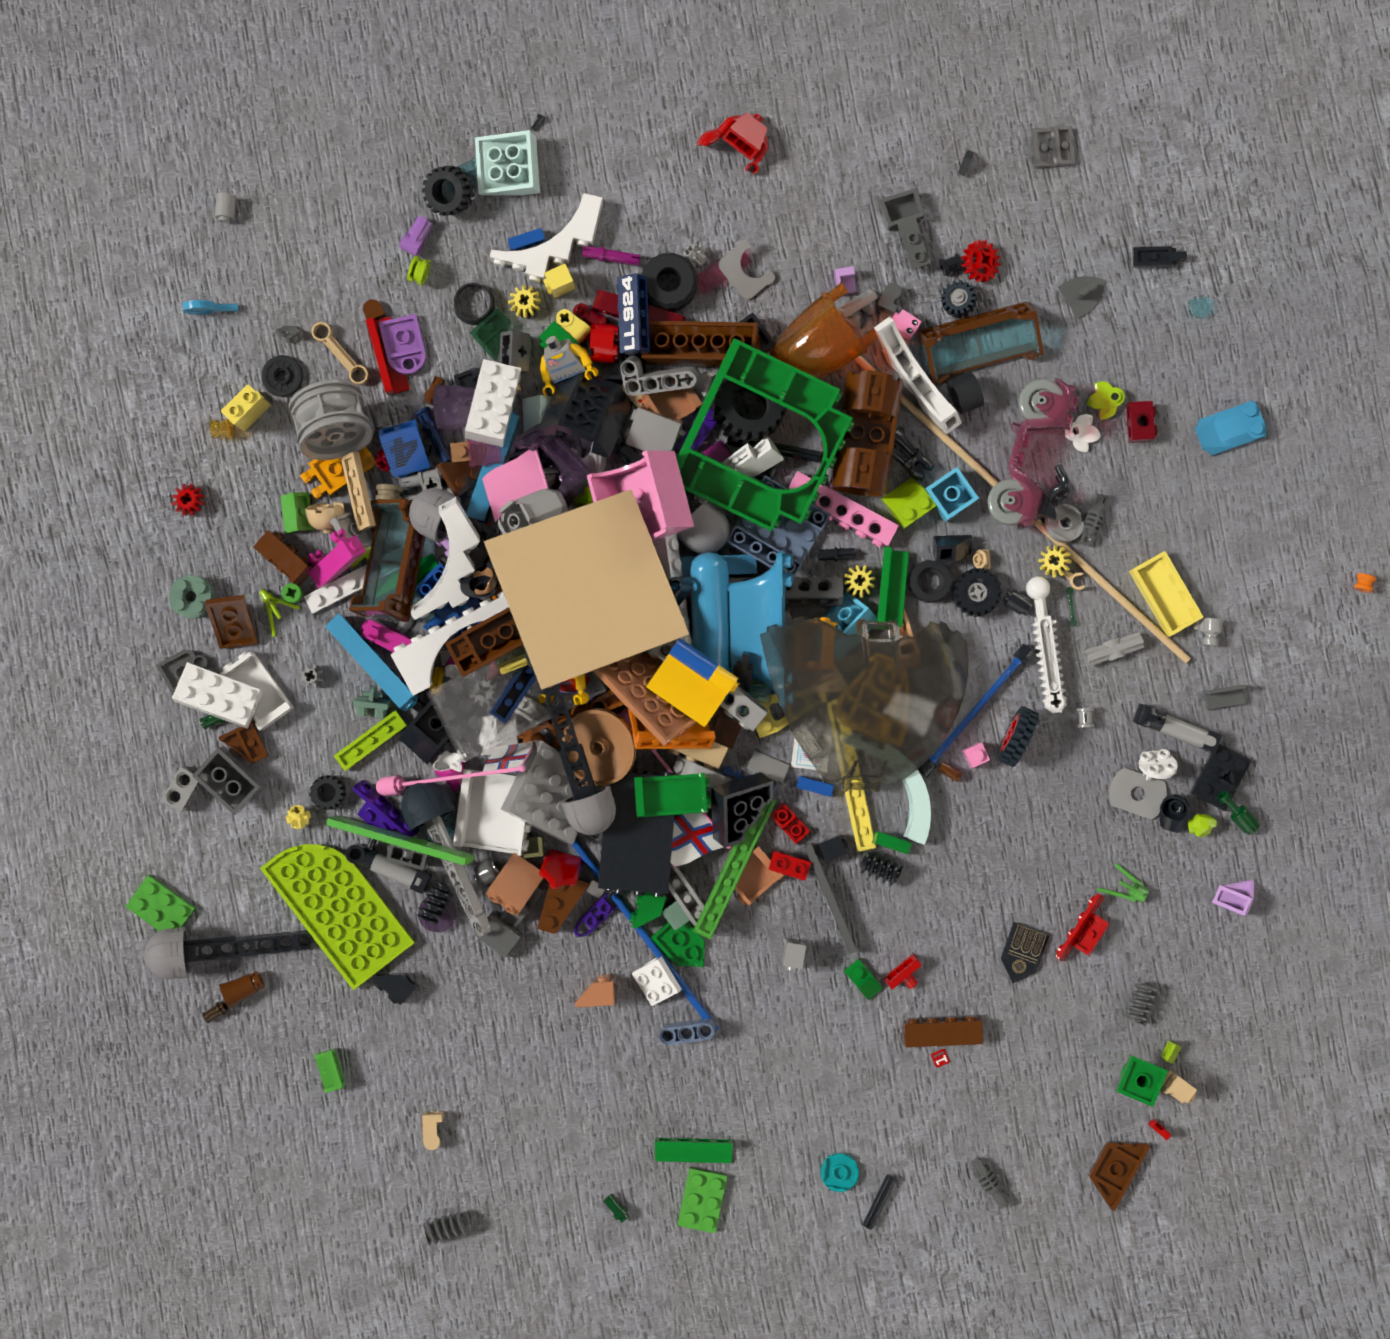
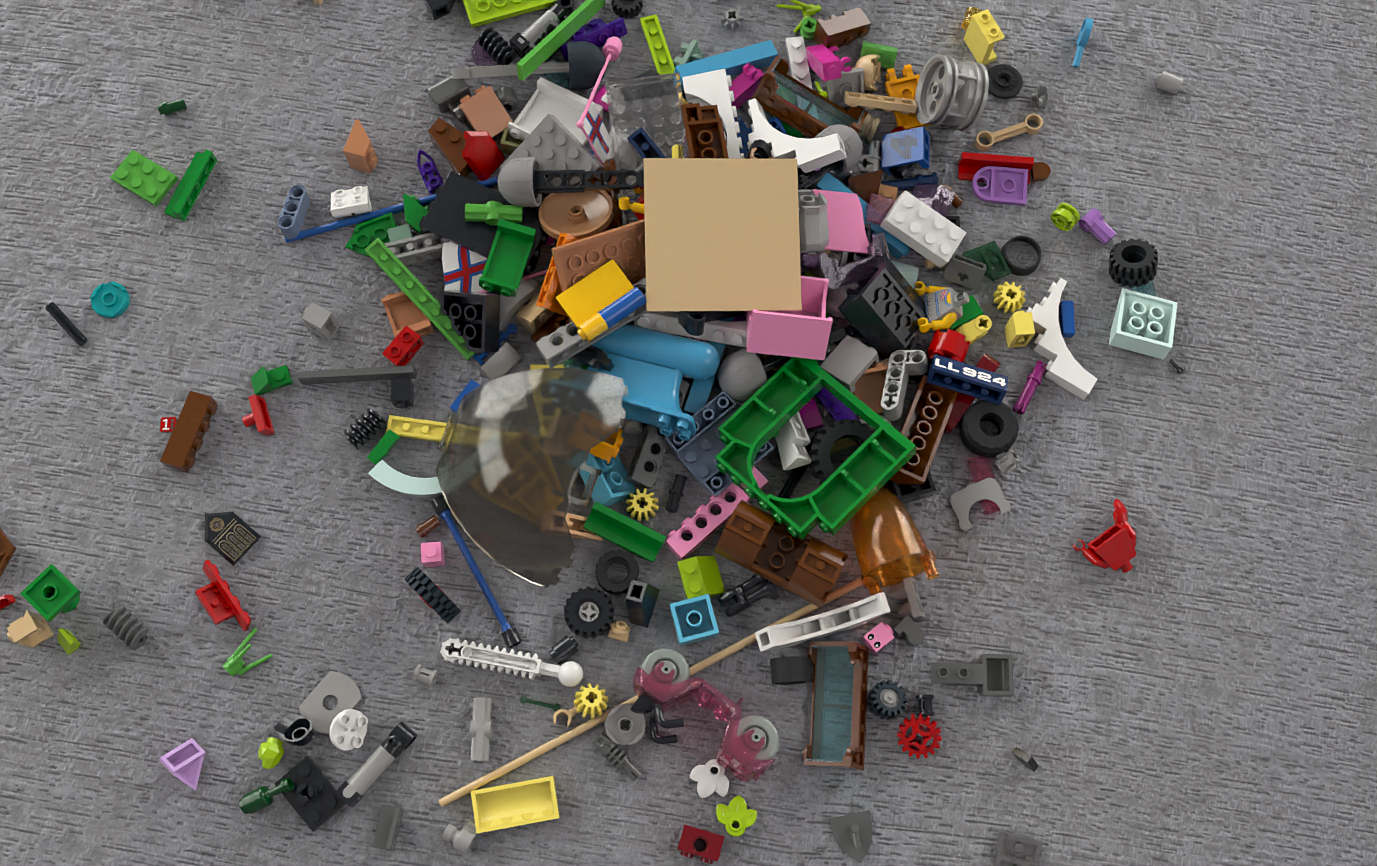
camera: 105 degrees right, 15 degrees down
(588, 315) = (978, 349): dark red piece -> none
(629, 827) = (492, 212): none -> bright green piece
(790, 823) = (441, 365): red slope -> none
(846, 276) = (940, 594): lavender panel -> none
(989, 1183) = (33, 426): dark grey hinge -> none

